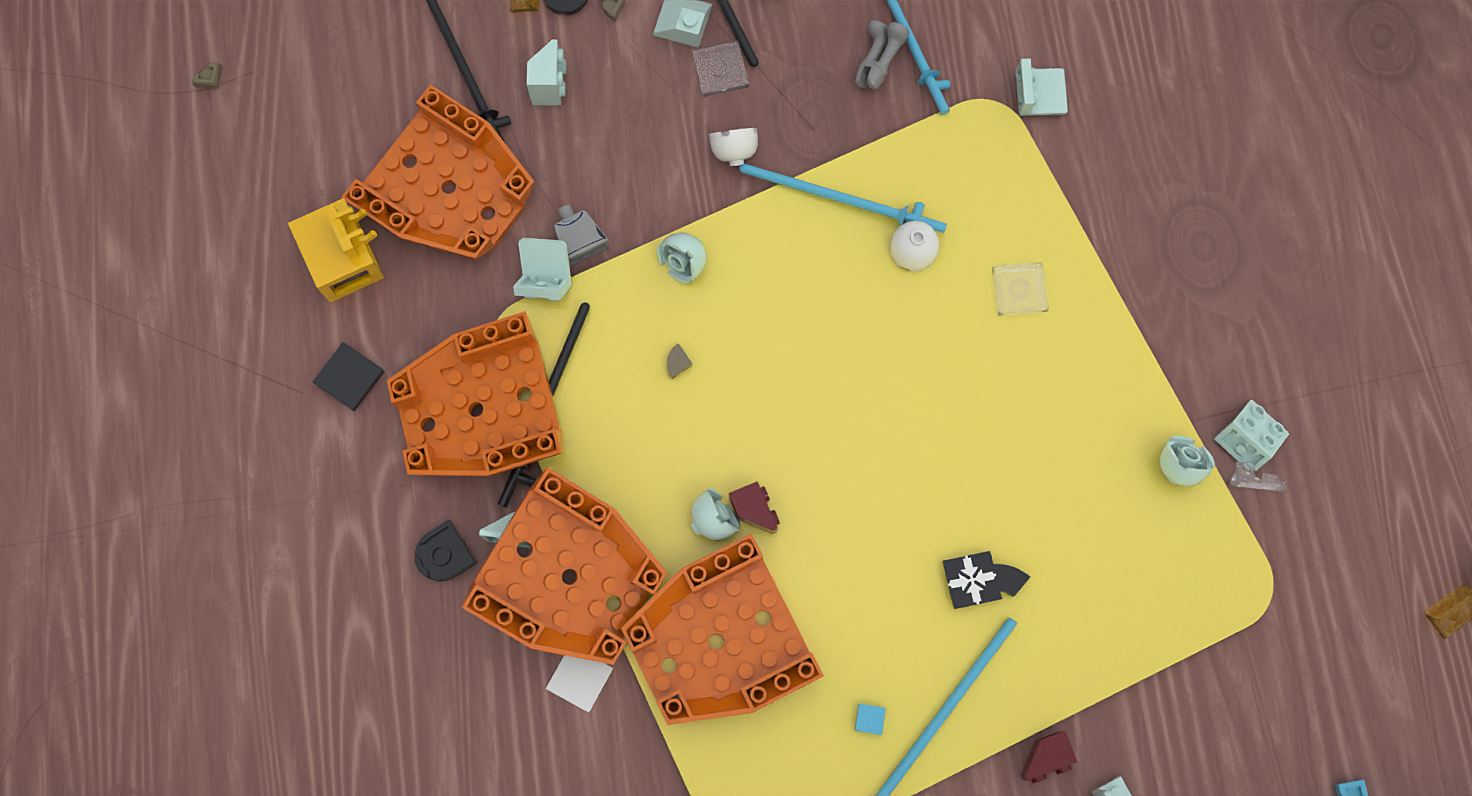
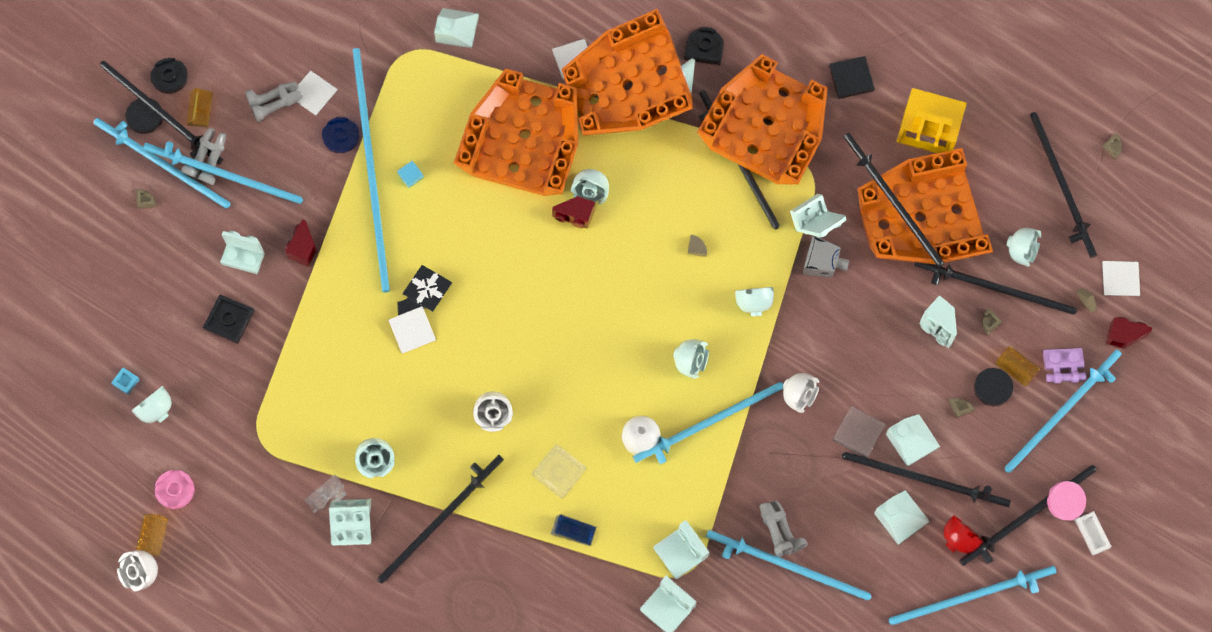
camera: 135 degrees right, 5 degrees down
(326, 38) = (1080, 226): none -> black piece
(396, 67) = (1024, 245): none -> light aqua cylinder
(440, 272) = (865, 161): none -> black piece
(501, 44) = (990, 321): none -> dark tan tile
(799, 264) = (691, 357): none -> light aqua cylinder
(985, 117) = (681, 550): none -> light aqua bracket
(1025, 555) = (412, 330): none -> white sticker
(1031, 394) = (492, 411): none -> white cylinder
(1060, 228) = (573, 530): none -> clear blue slope
(1108, 350) = (475, 483): none -> black piece
(1191, 756) = (228, 319): none -> black tile
(1352, 734) = (154, 407): none -> light aqua cylinder
(1395, 633) = (174, 489): none -> bright pink tile

